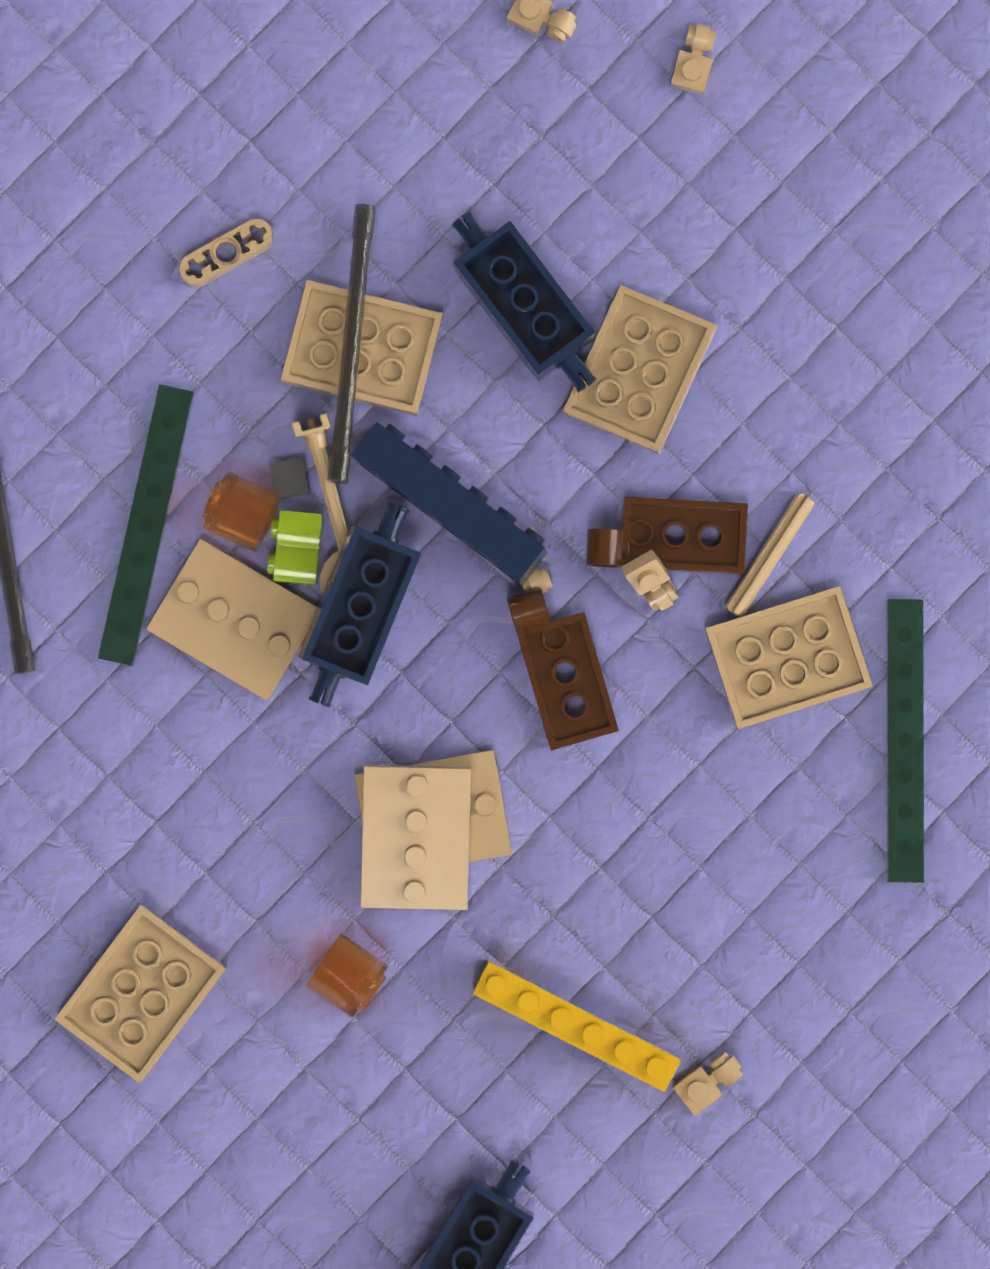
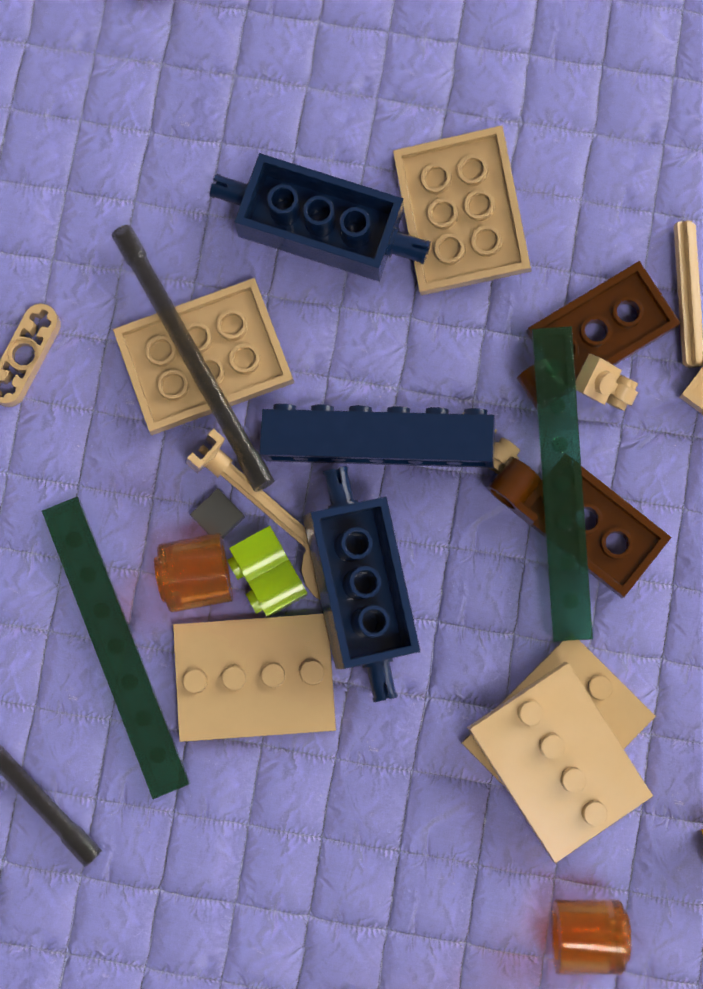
camera: 30 degrees left, 5 degrees down
(562, 633) = (562, 484): none -> clear green tile

